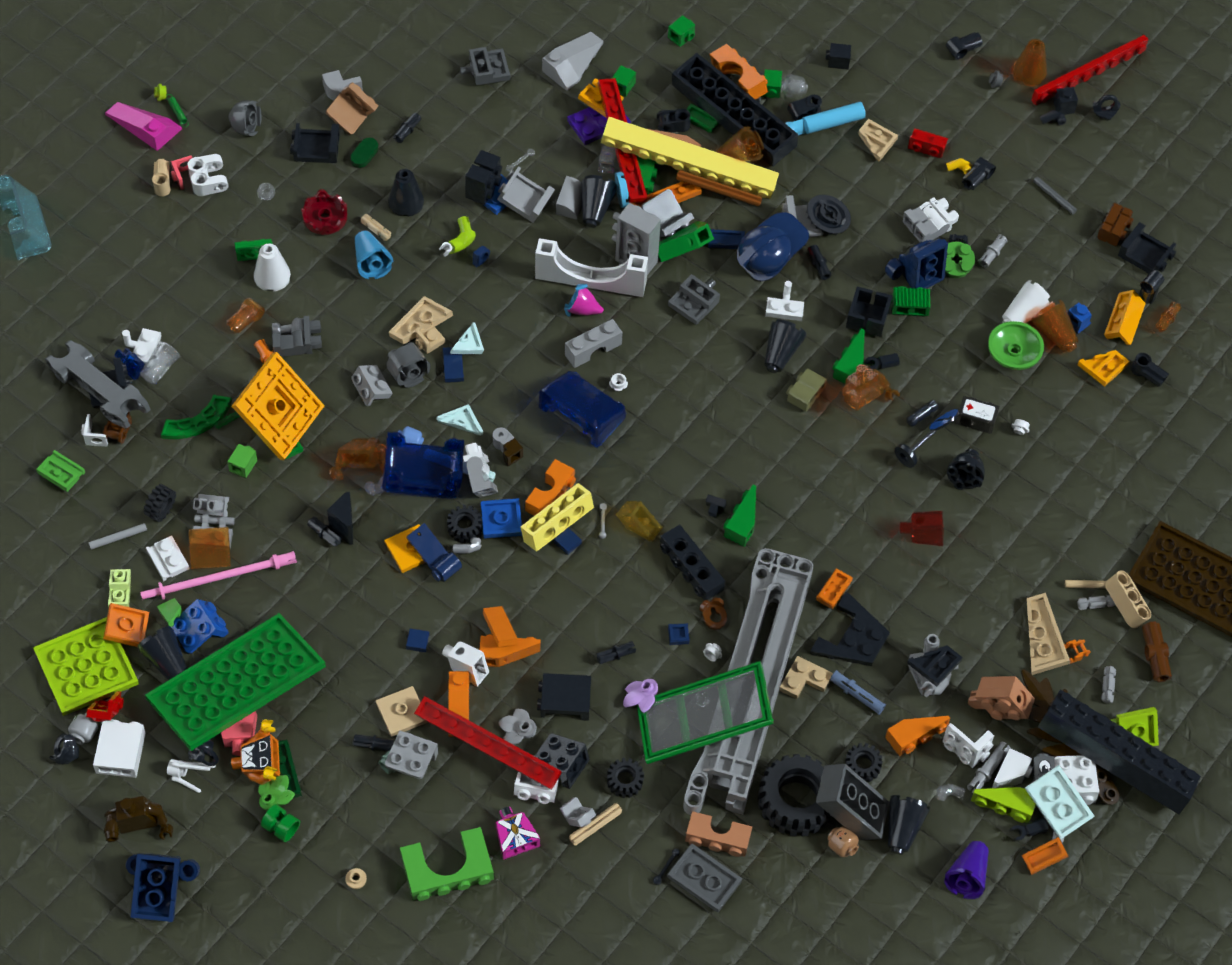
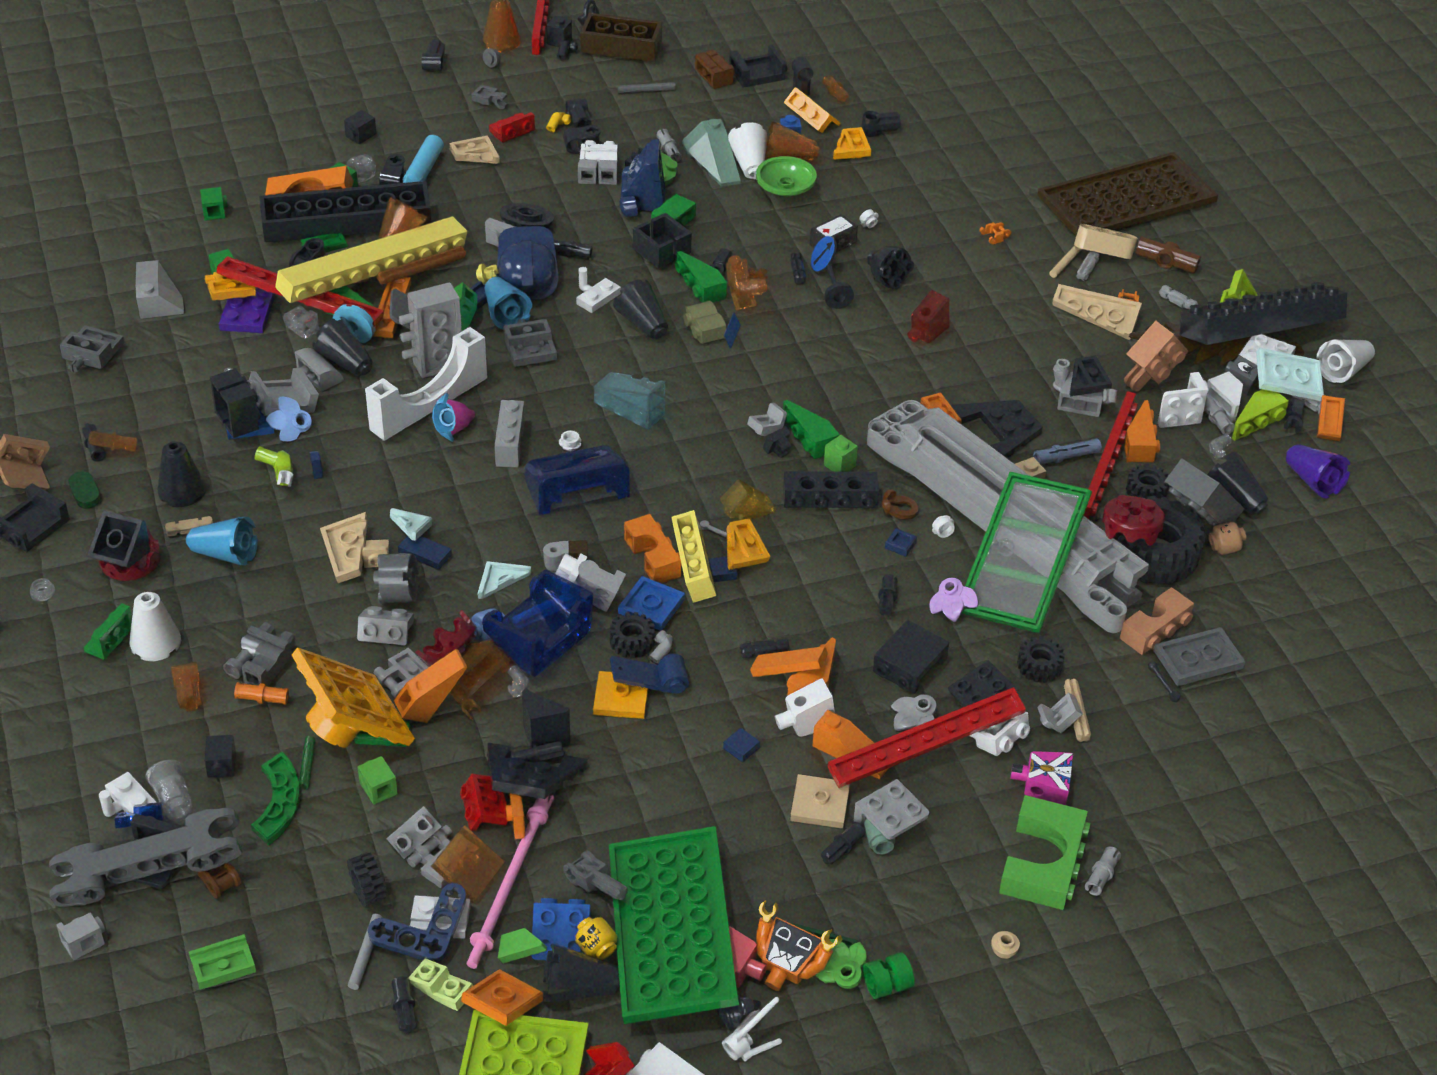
camera: 55 degrees left, 15 degrees down
(31, 391) = (81, 935): none -> light grey brick
(88, 436) = (199, 909): white bracket -> none
(92, 579) = (403, 1004): none -> black axle
(147, 561) = (431, 935): none -> dark blue beam
(194, 647) = (596, 938): none -> yellow head
(202, 369) = (220, 756): none -> black brick
(246, 618) = (592, 873): none -> dark grey connector
(265, 548) = (515, 814): none -> orange plate
(268, 527) = (482, 802): none -> red bracket
(294, 537) = (529, 778): none -> black wing
(316, 203) = (119, 540): none -> black slope
(321, 441) = (427, 690): none -> orange slope
(343, 422) = (402, 665): none -> light grey plate
(365, 428) = (448, 641): none -> dark red plate
(411, 137) = (112, 441): none -> clear orange axle
(457, 907) = (1102, 871): none -> light grey pin
(504, 213) = (285, 419): none -> light blue plate
(512, 606) = (763, 647): none -> black axle
(593, 541) = (744, 545): none -> light orange wing
(683, 392) = (632, 398): none -> clear light blue wedge
(718, 259) = (506, 302): none -> dark azure cone
(730, 487) = (770, 422): none -> light grey bracket
(730, 550) = (840, 455): none -> bright green brick
(738, 229) = (485, 273): none -> light yellow plate
(774, 775) = (1133, 518): none -> dark red plate
(813, 411) = (732, 330): none -> blue sticker
(870, 721) = (1110, 451): none -> red plate
(948, 105) = (487, 95): none -> dark grey plate
(950, 192) = (579, 137): none -> black piece
(1008, 283) = (713, 151): none -> sand green wedge
(1085, 515) = (995, 228): none -> orange piece
(1094, 143) = (621, 37): none -> dark brown brick
(1127, 836) = (1344, 358): none -> white cone

